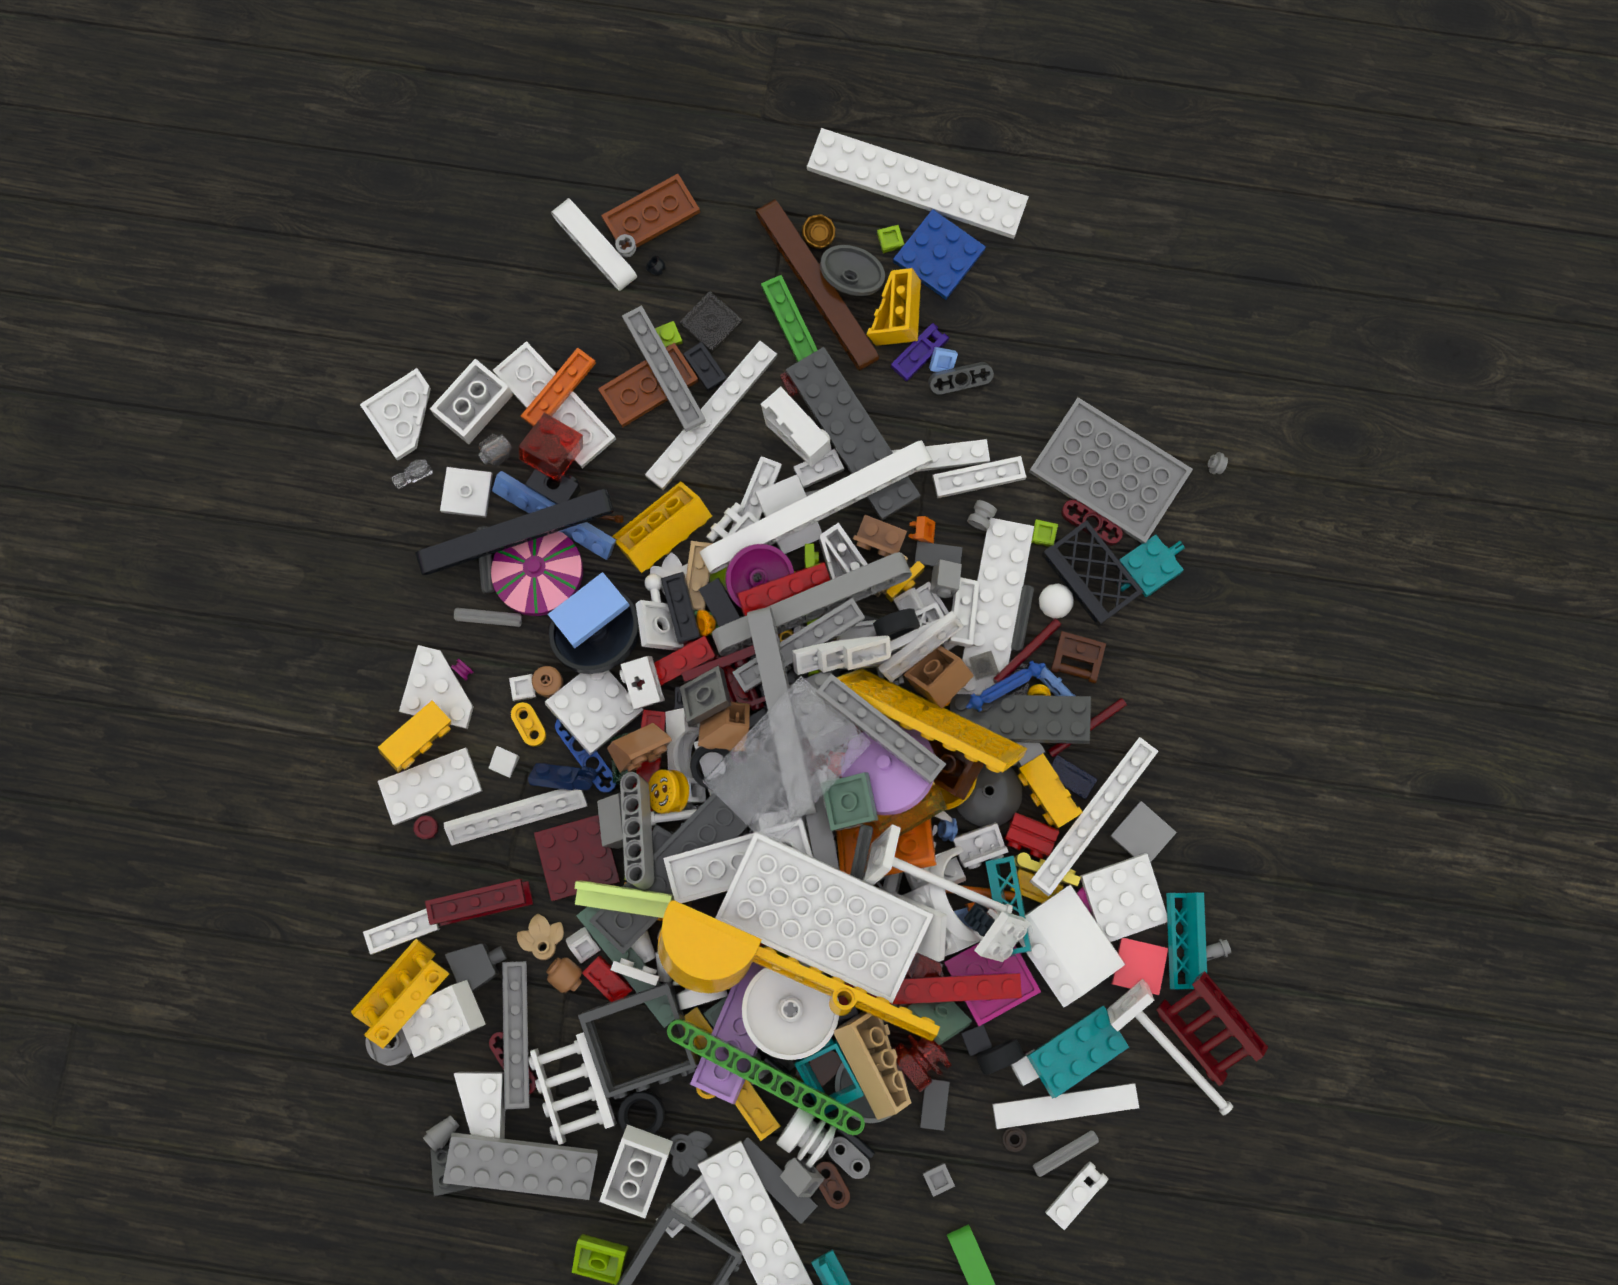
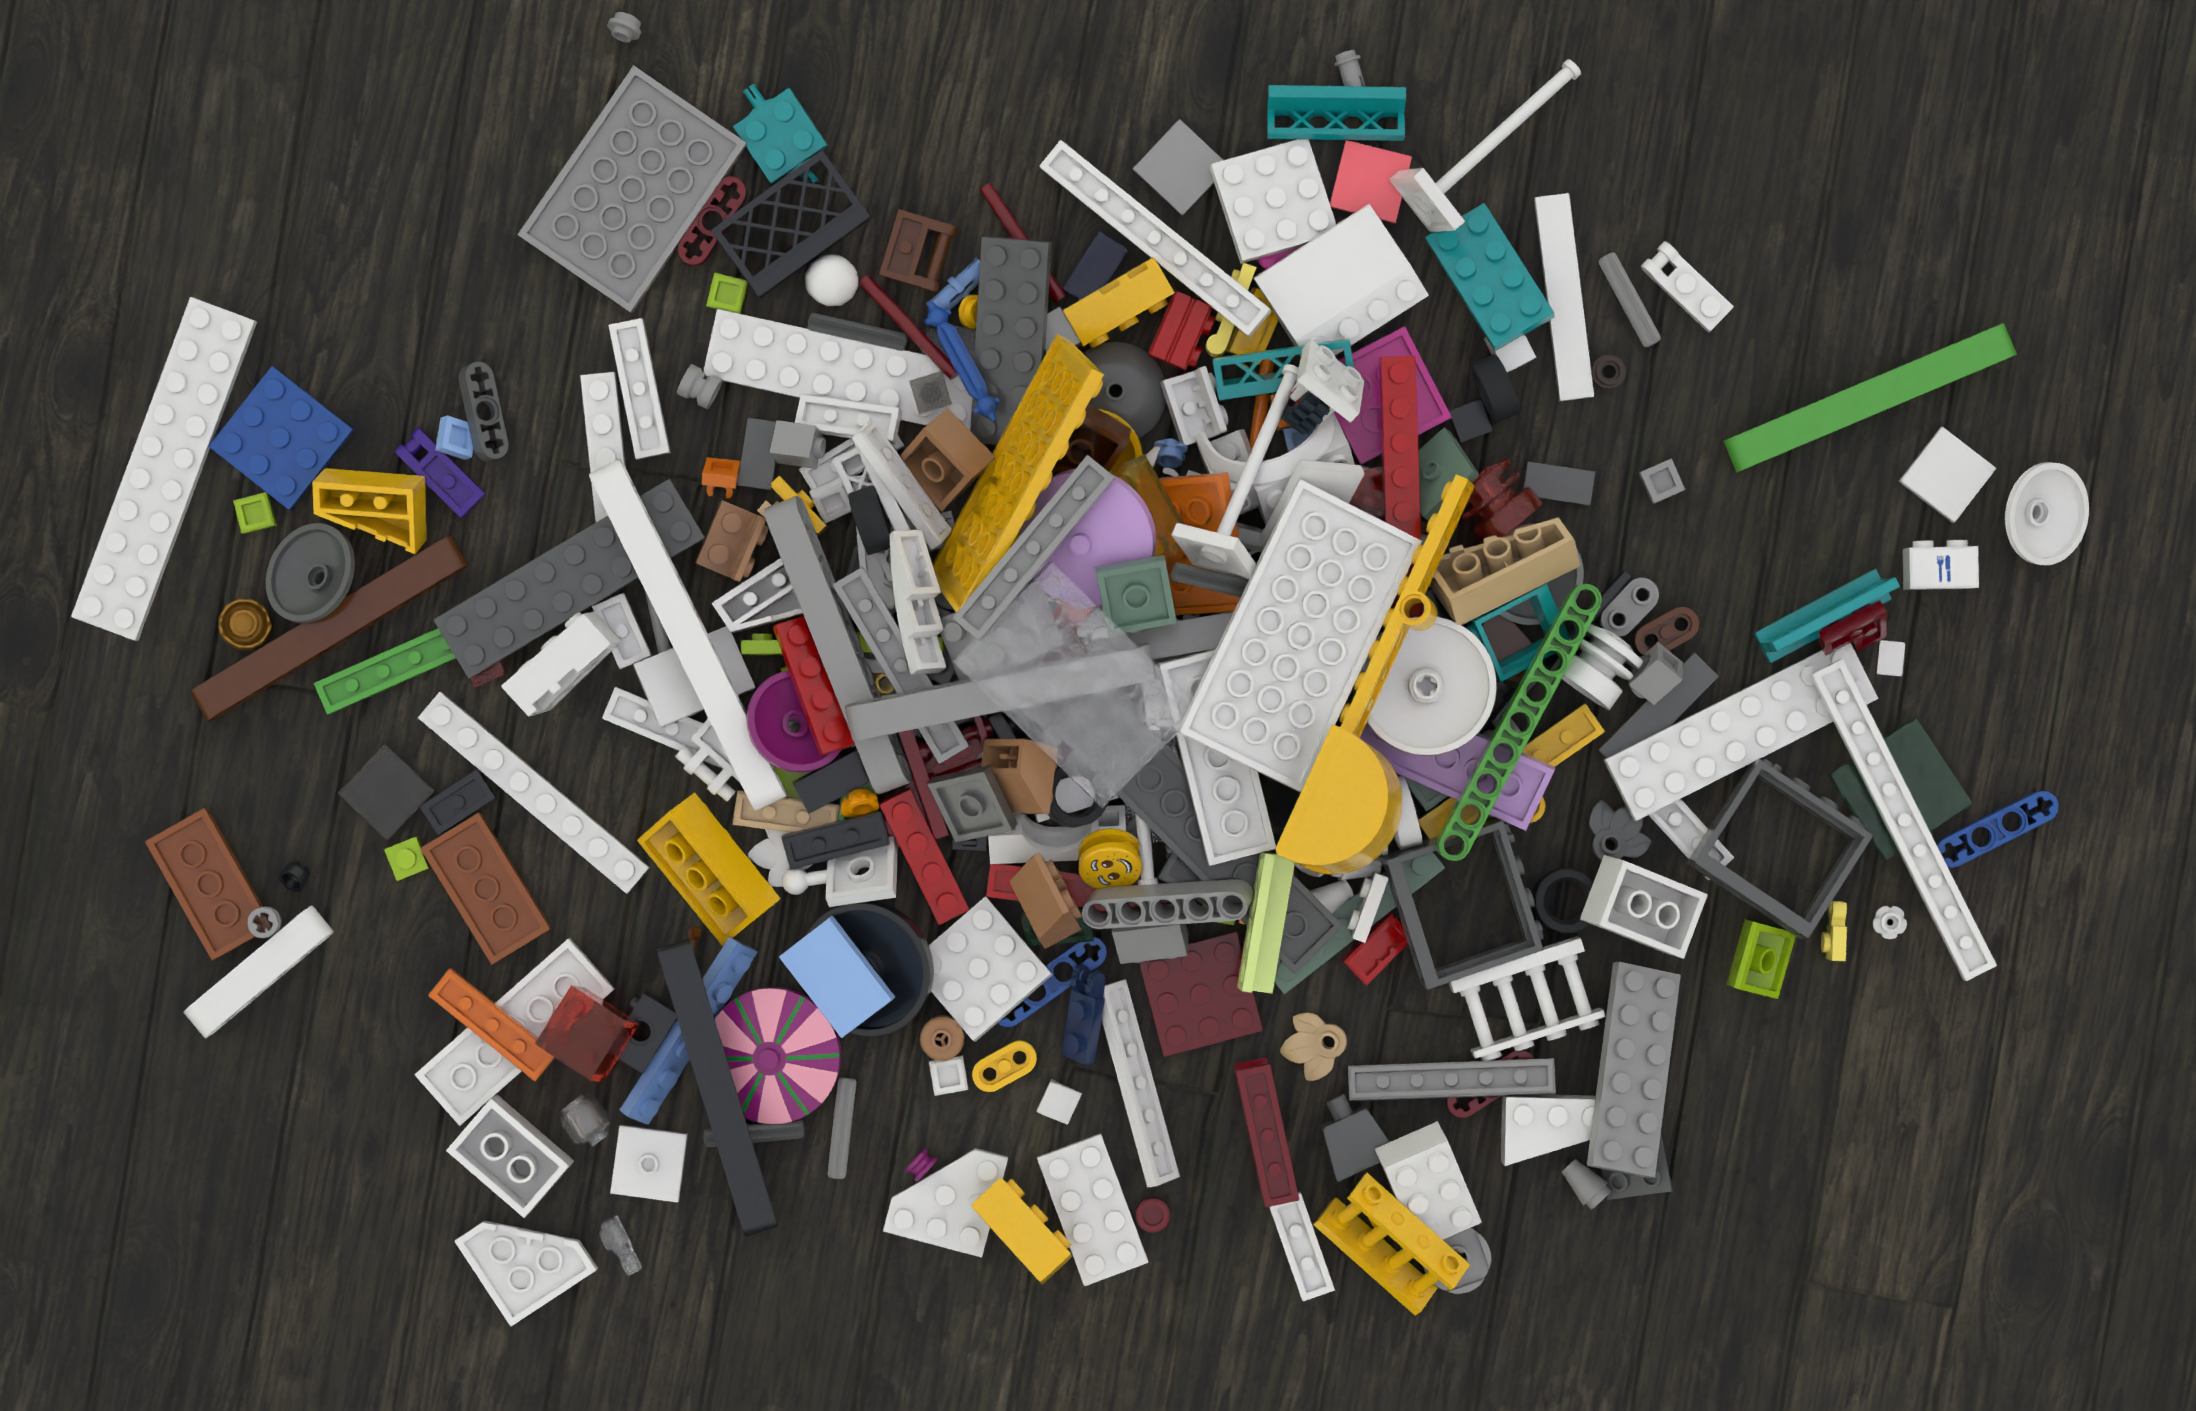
camera: 90 degrees left, 10 degrees up
(564, 975) = (1368, 1010): medium nougat head -> none
(582, 945) = (1325, 985): white slope -> none
(638, 670) = (931, 893): white brick -> none
(664, 368) = (463, 864): light grey plate -> none
(1221, 1008) = (1433, 72): dark red fence -> none

